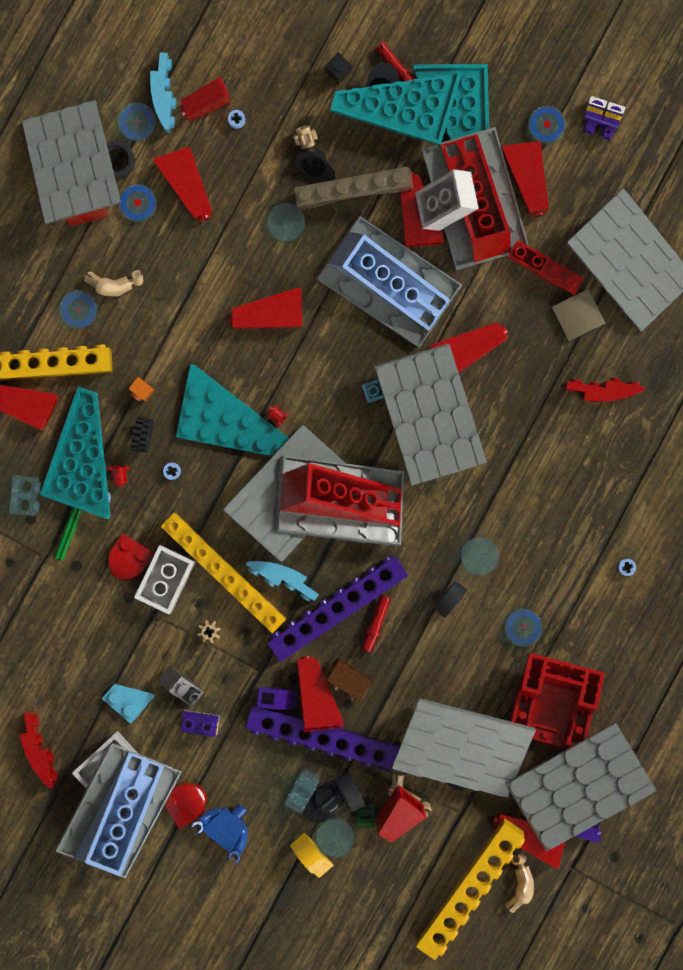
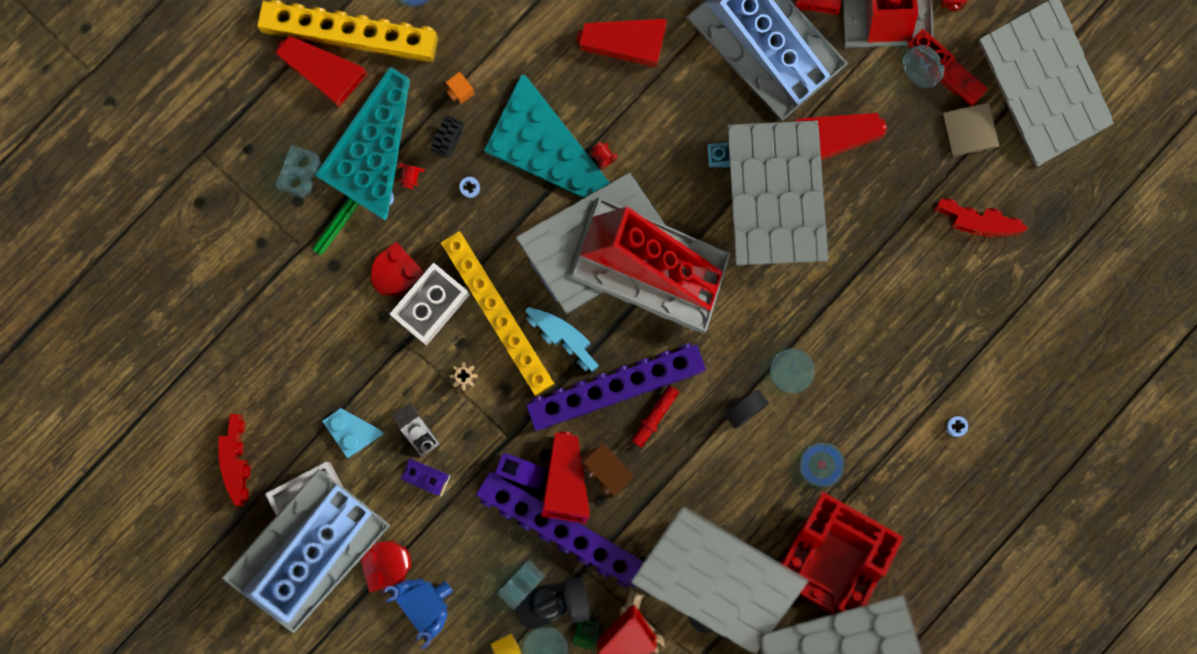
camera: 20 degrees right, 5 degrees down
(525, 272) = (923, 66): none -> clear light blue tile

